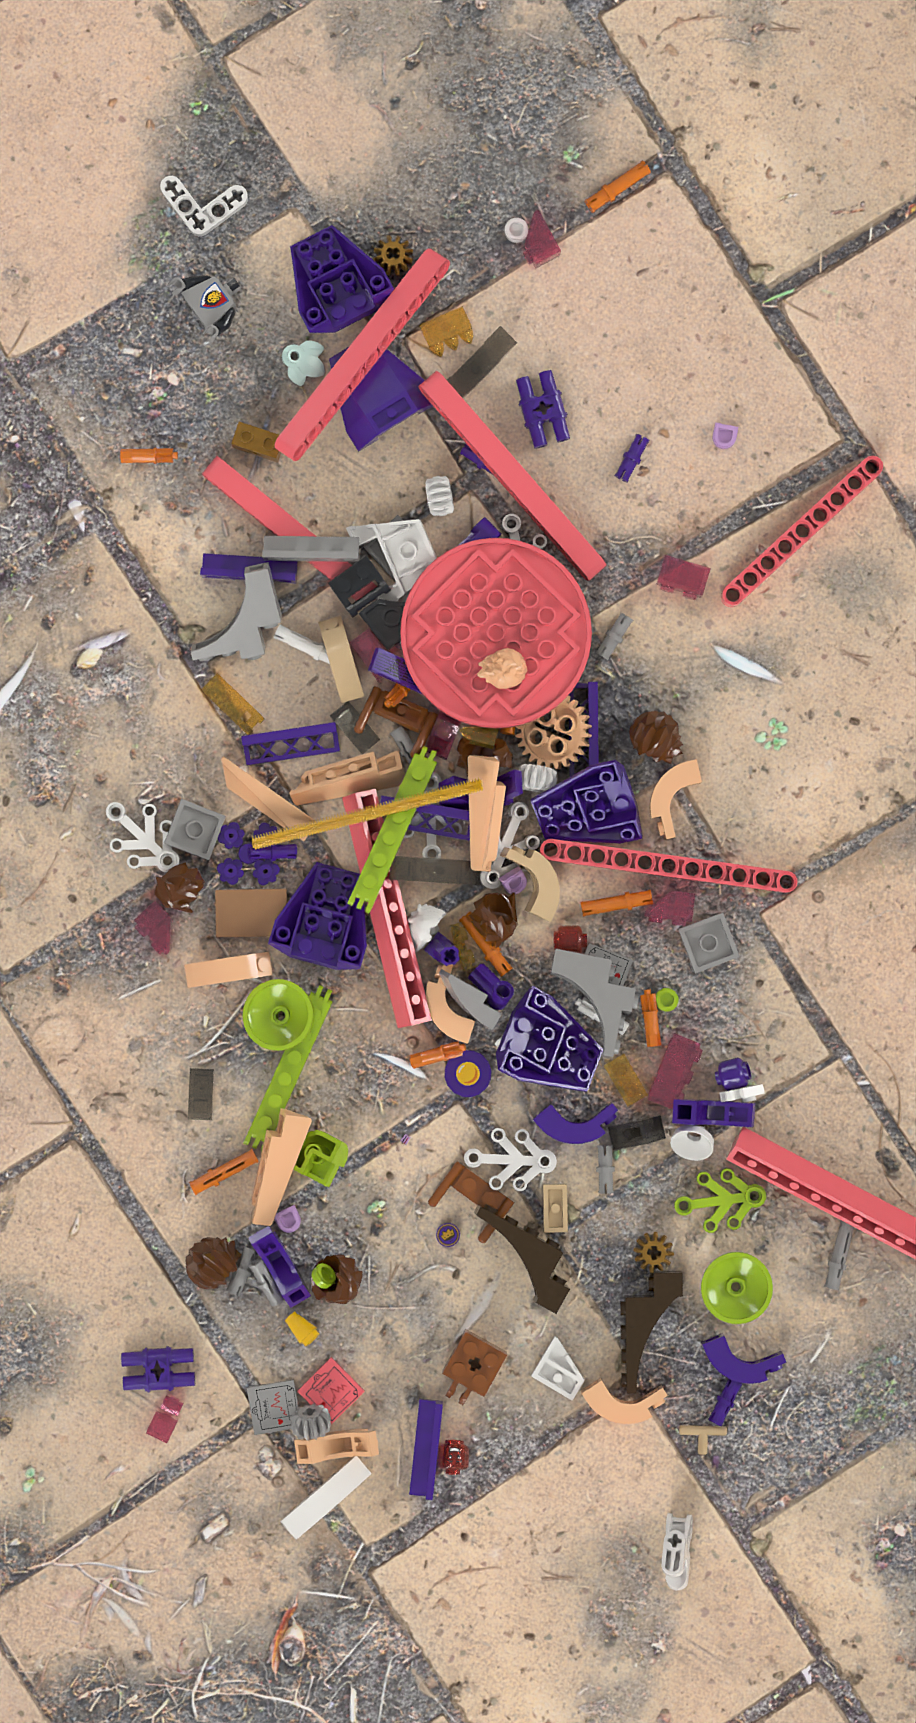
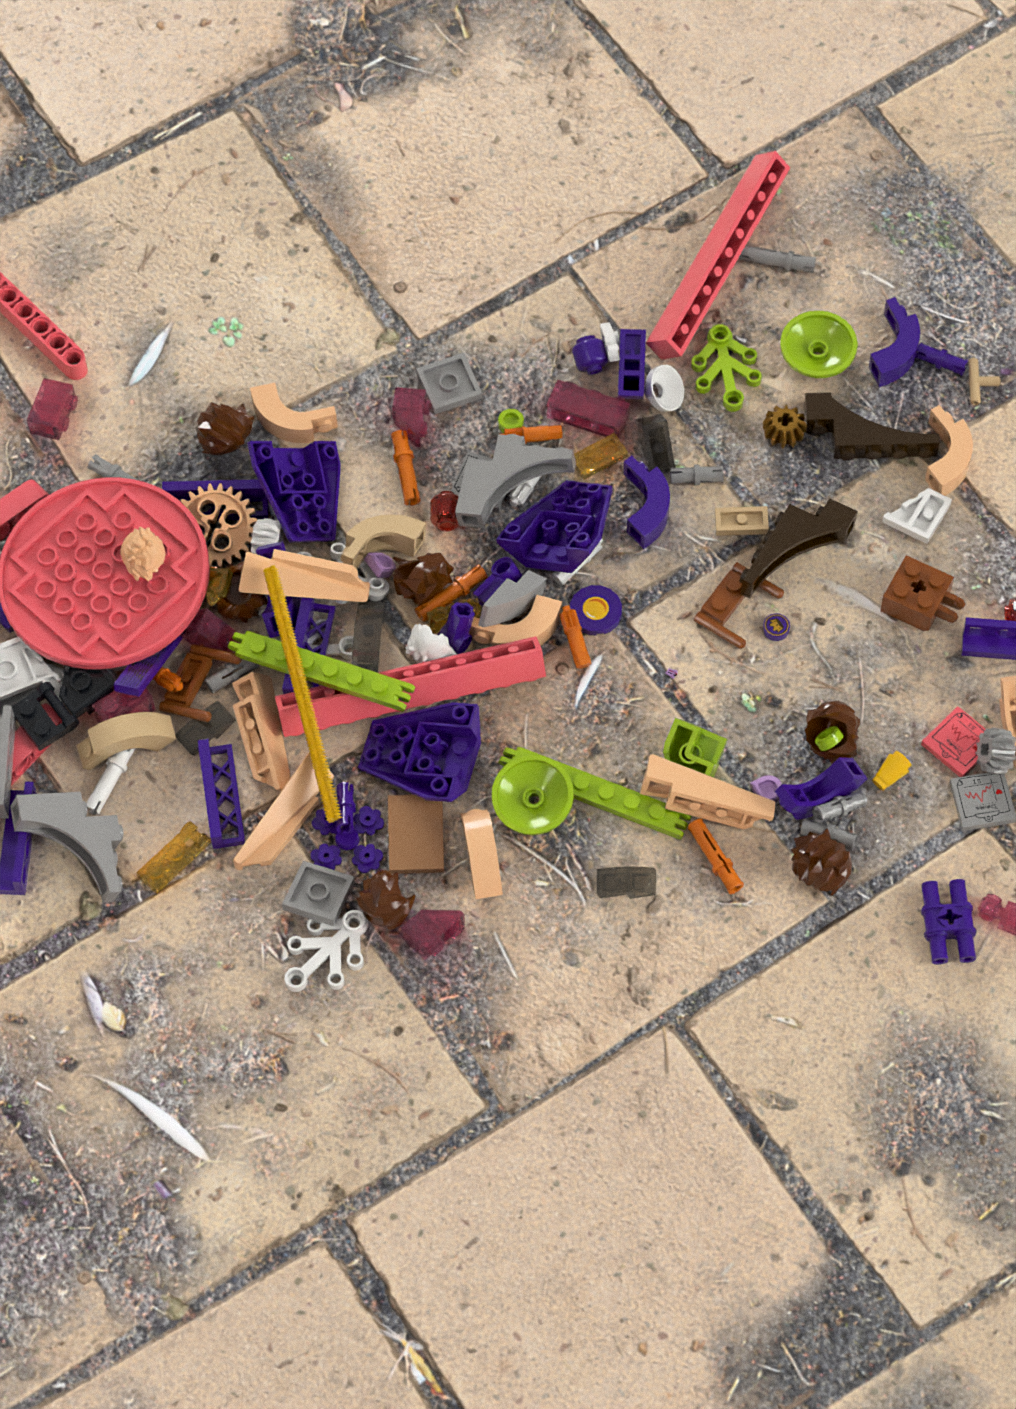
camera: 90 degrees left, 25 degrees down
(514, 1159) = (690, 561): white plant -> none
(679, 862) = (365, 408): coral beam -> none

